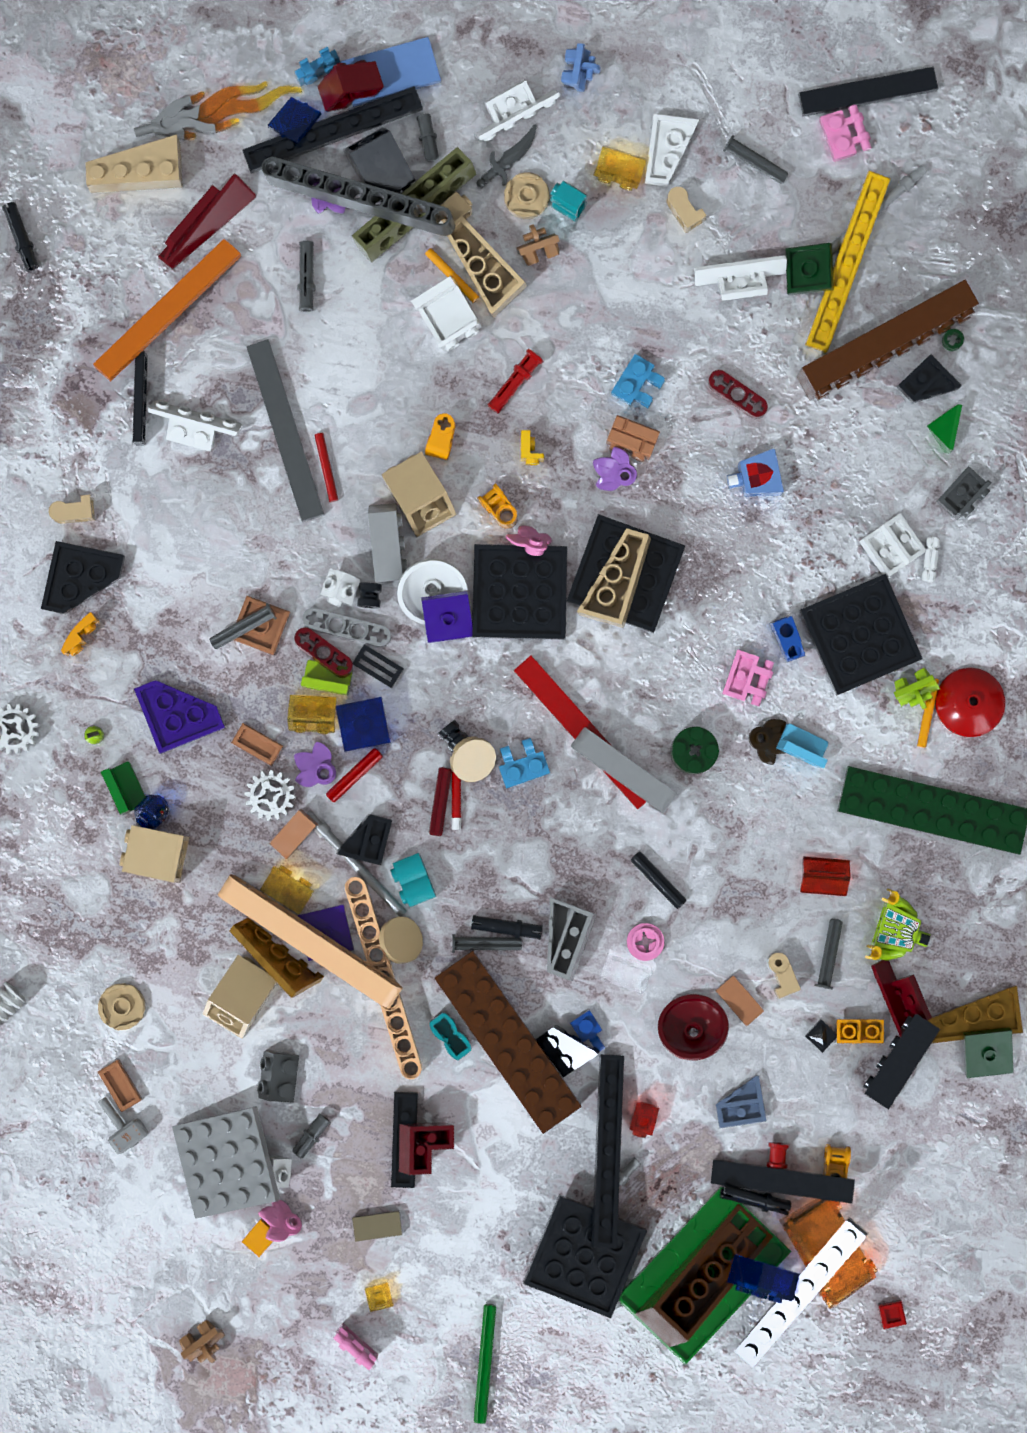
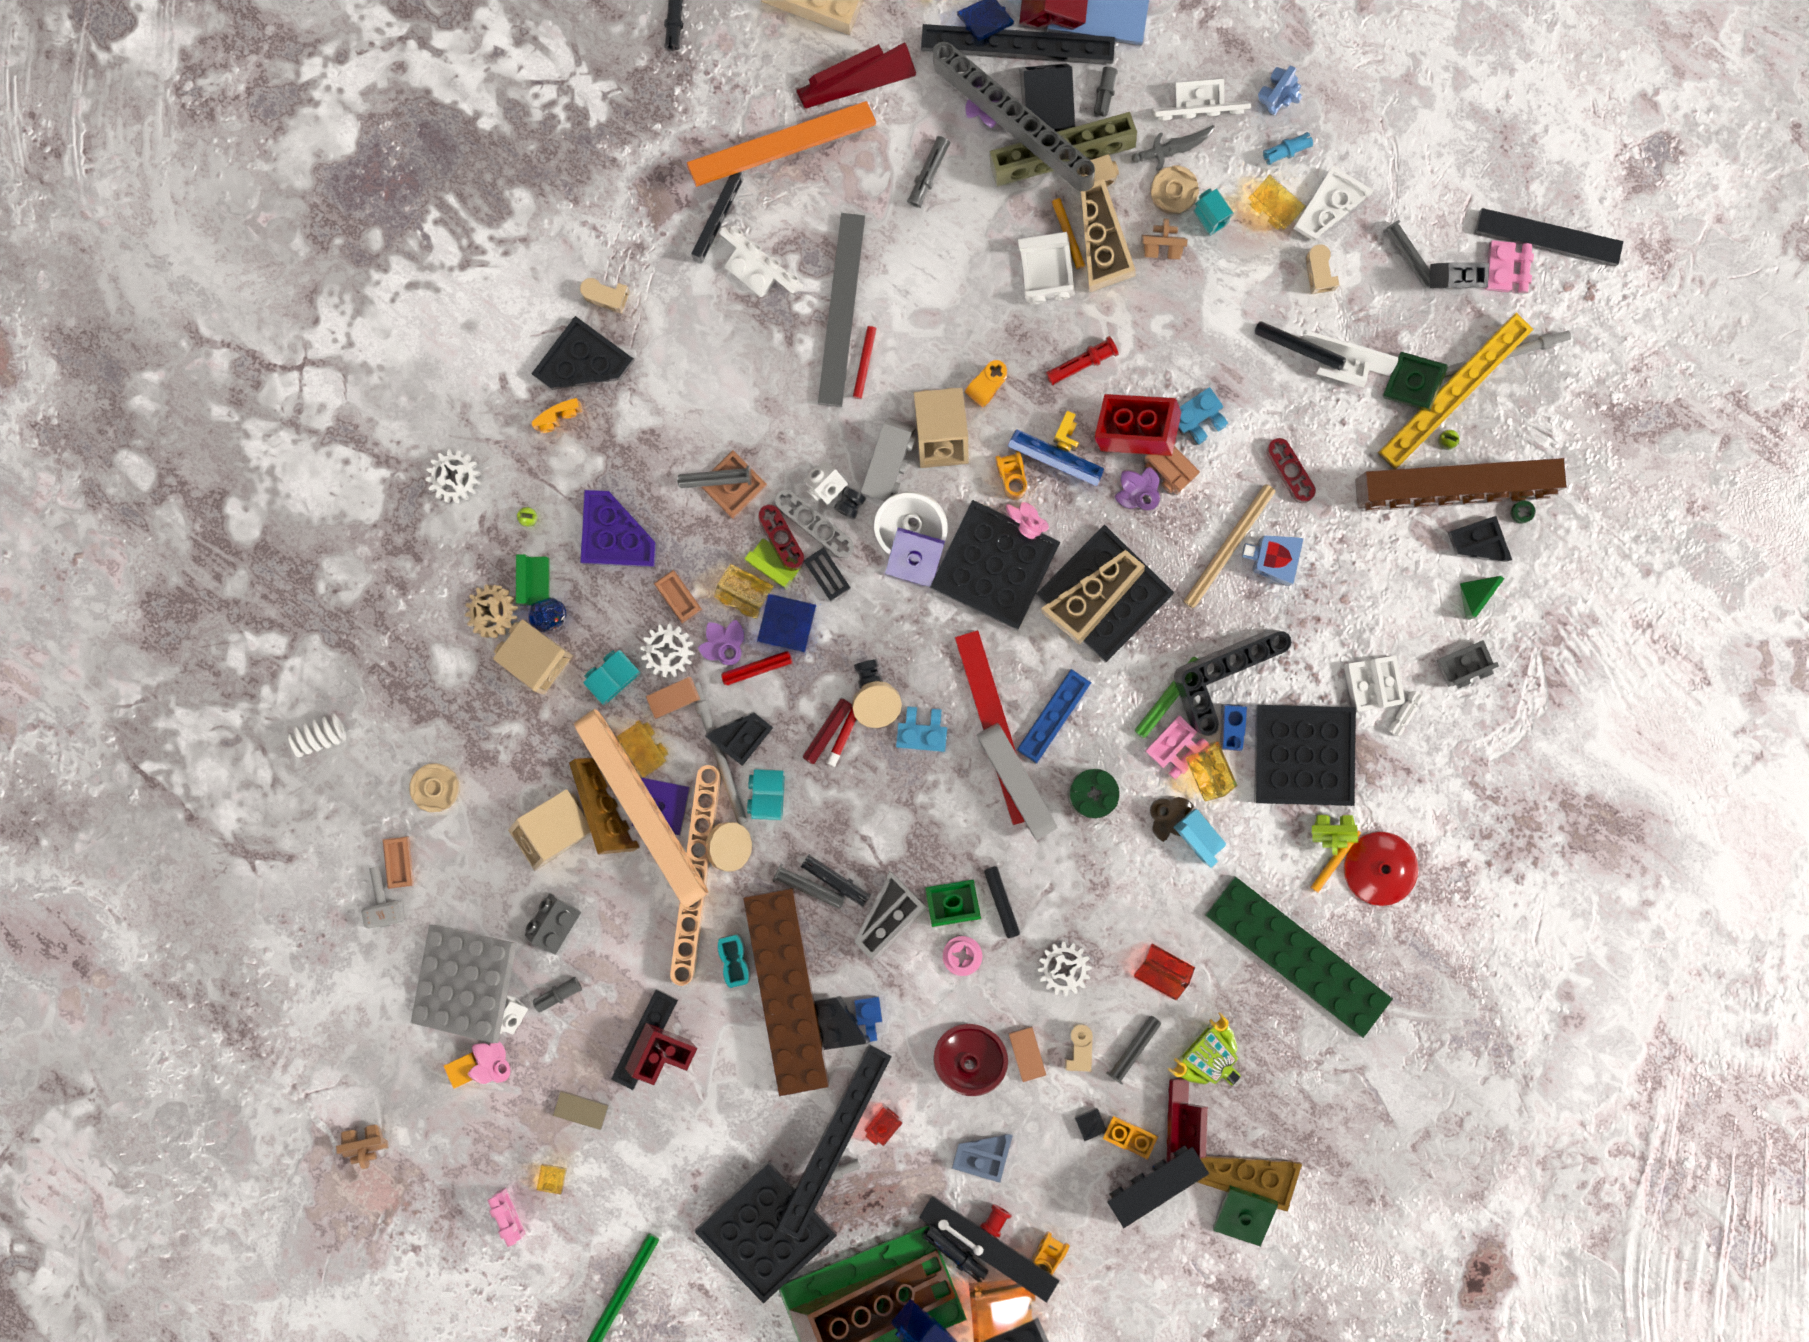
camera: 25 degrees right, 0 degrees up
(108, 824) = (499, 612): none -> tan gear
(231, 840) = (611, 677): none -> teal brick
(530, 474) = (1056, 457): none -> blue tile
(588, 415) = (1138, 424): none -> red brick
(608, 116) = (1288, 148): none -> dark azure pin
(616, 900) = (952, 903): none -> green slope
(630, 699) = (1053, 716): none -> blue tile
(696, 283) = (1300, 345): none -> black axle
(714, 483) = (1229, 546): none -> tan axle
(721, 638) = (1161, 706): none -> bright green axle
(729, 905) = (1053, 973): none -> white gear
(734, 1179) = (944, 1225): none -> white hinge
(756, 593) = (1221, 670): none -> black beam
(787, 685) = (1211, 772): none -> clear yellow bracket
(805, 160) = (1459, 275): none -> brick
(861, 310) = (1446, 443): none -> lime hinge

